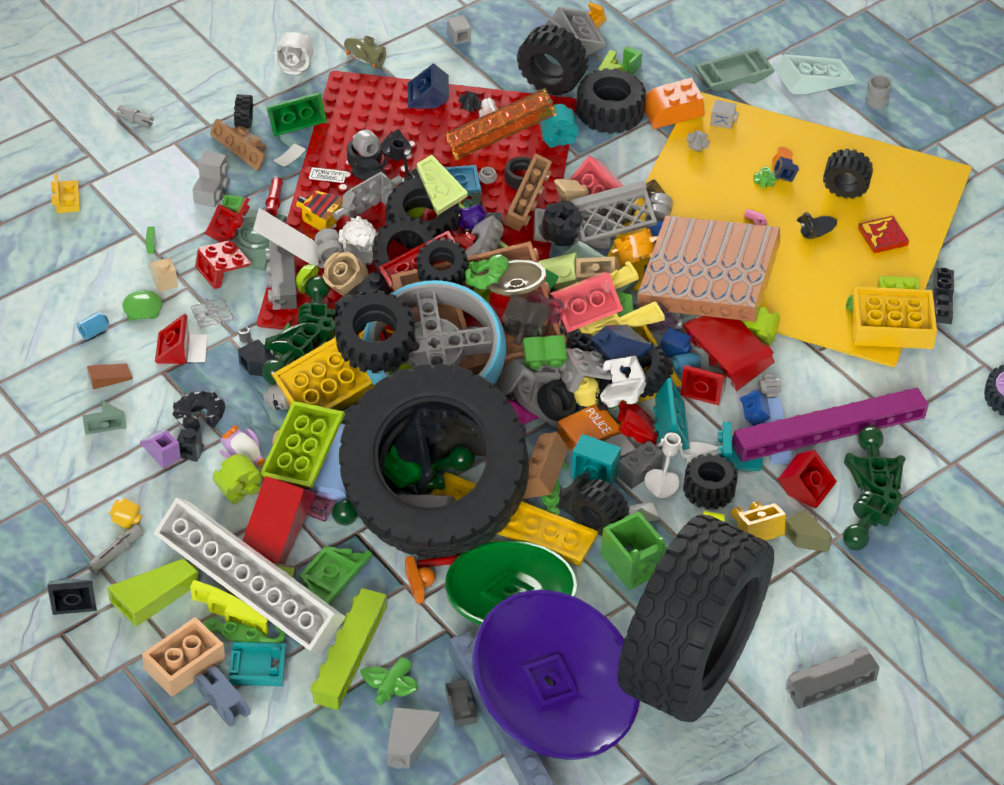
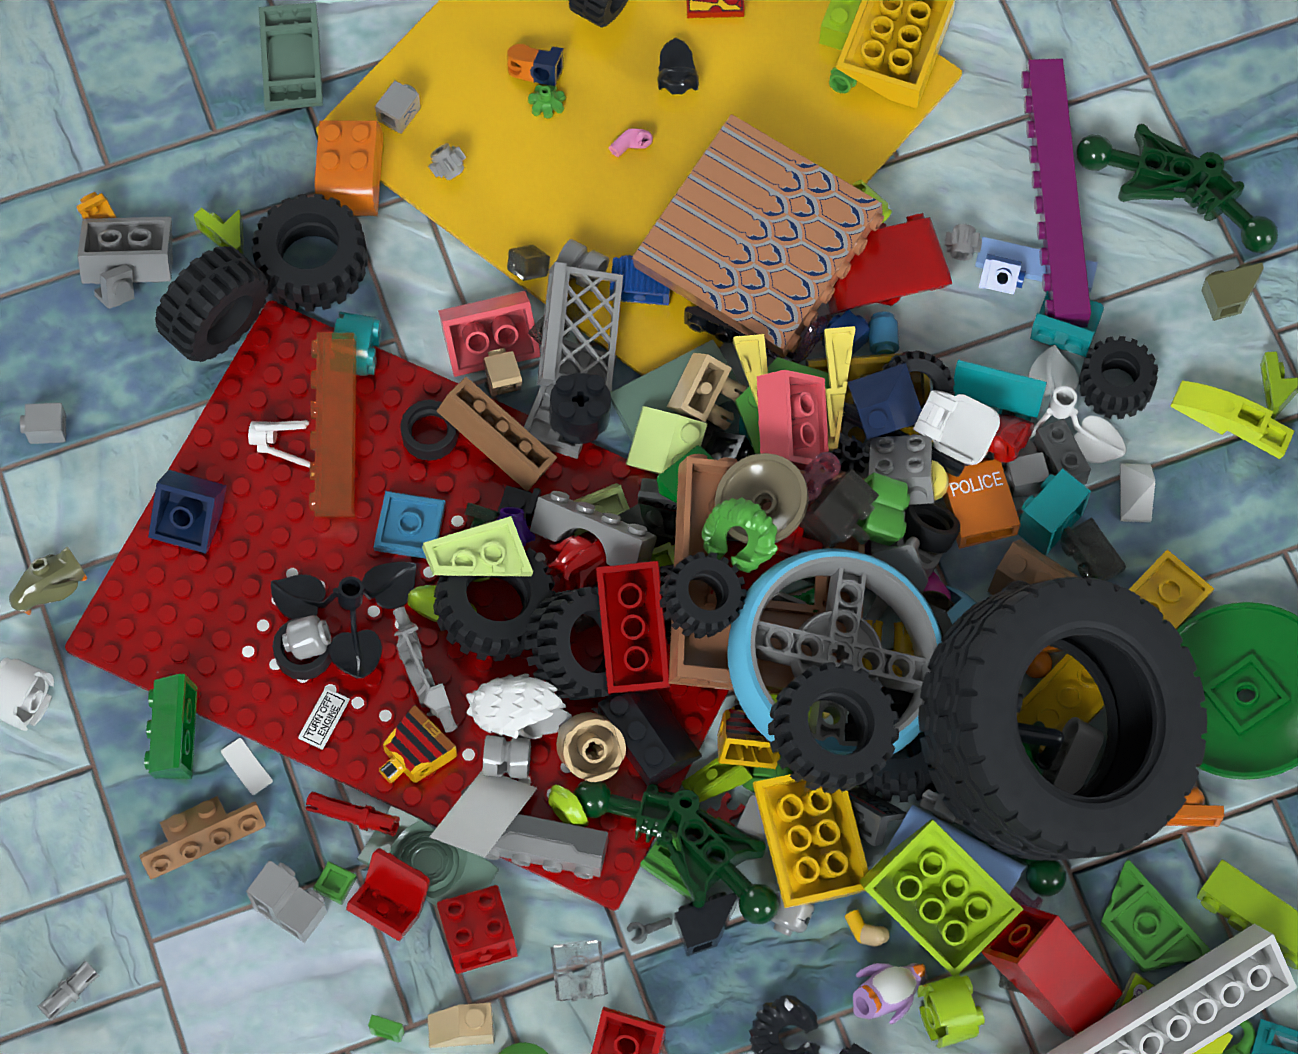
camera: 70 degrees left, 20 degrees up
(197, 348) = (639, 1007): white sticker -> none
(243, 110) = (136, 810): black tyre -> none
(469, 101) = (242, 456): black gear -> none
(487, 175) = (414, 473): light grey plate -> none
(599, 505) = (1144, 531): black tyre -> none
(631, 59) = (216, 196): bright green panel -> none
(634, 246) = (658, 321): light orange brick -> none
(647, 549) = (1223, 513): bright green container -> none
(703, 385) = (936, 321): red slope -> none
(761, 521) = (1213, 342): yellow brick -> none
(807, 479) = (1139, 257): red slope -> none

